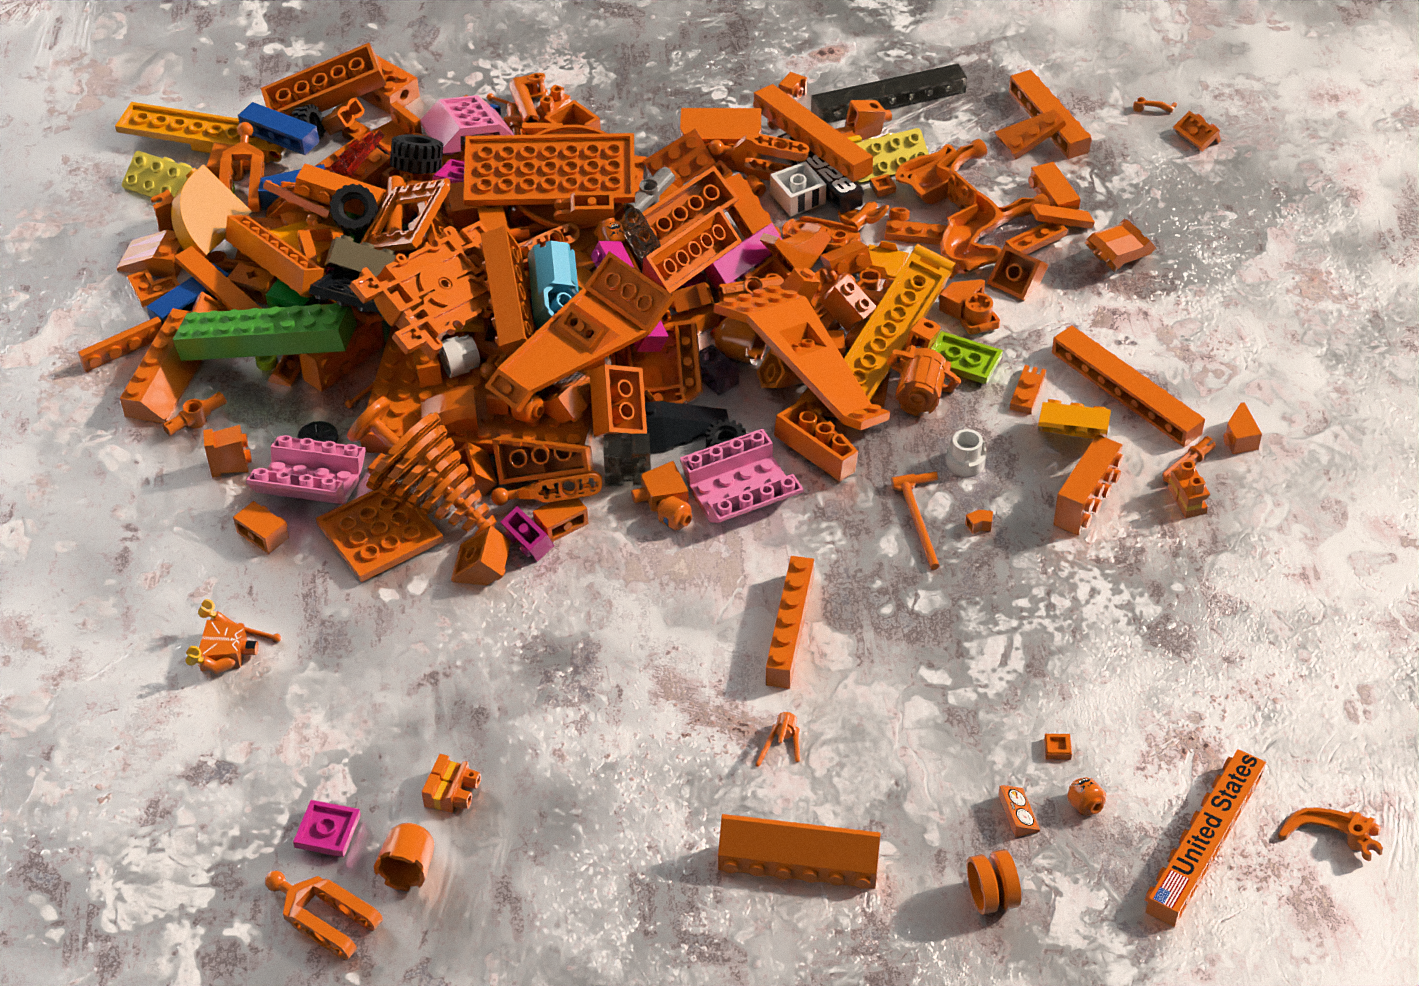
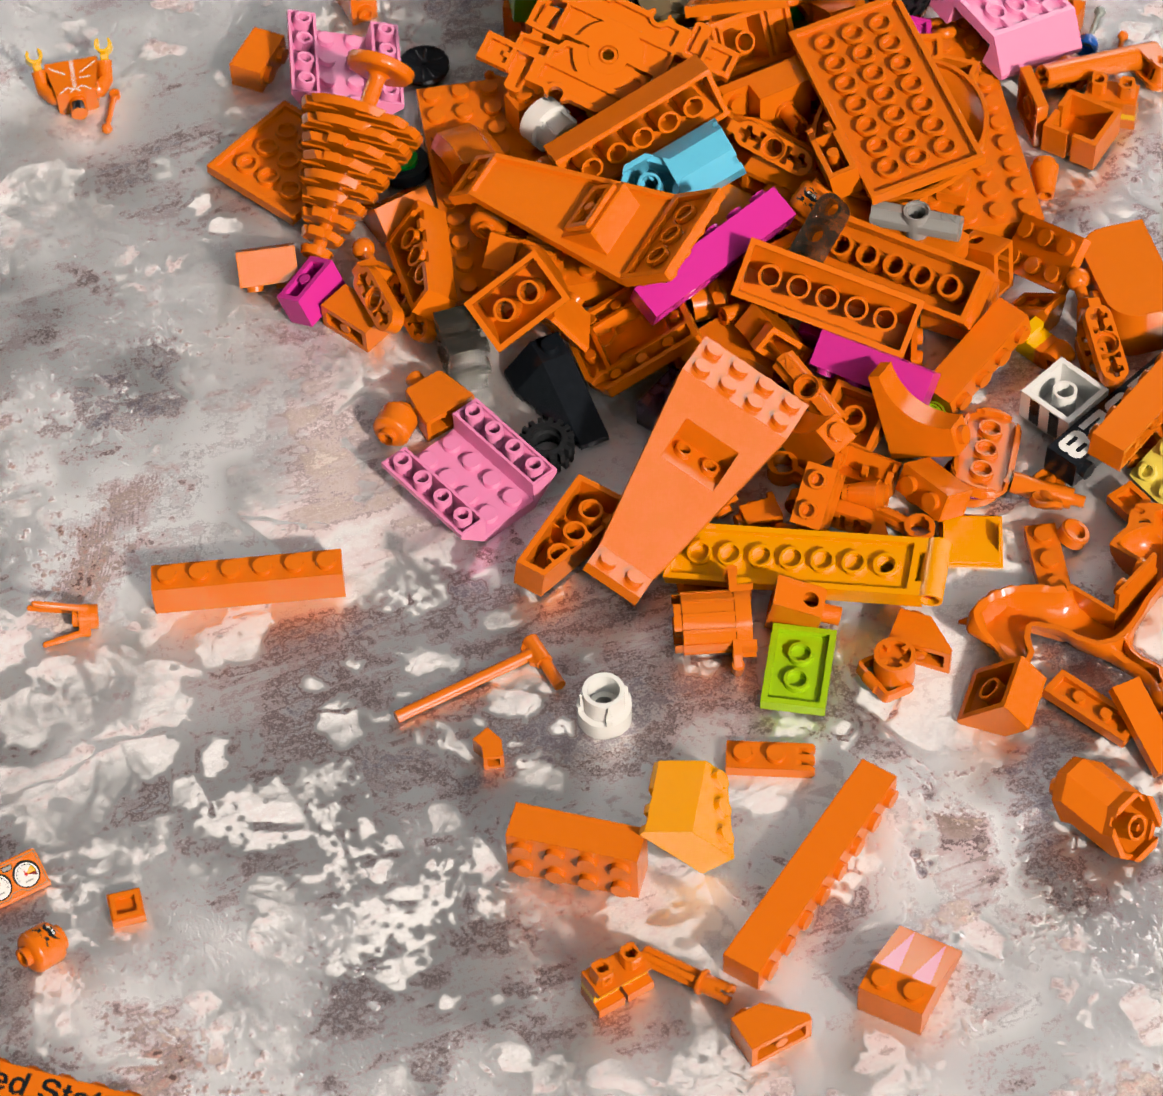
camera: 75 degrees right, 5 degrees up
(1216, 361) = (907, 979): none -> orange slope

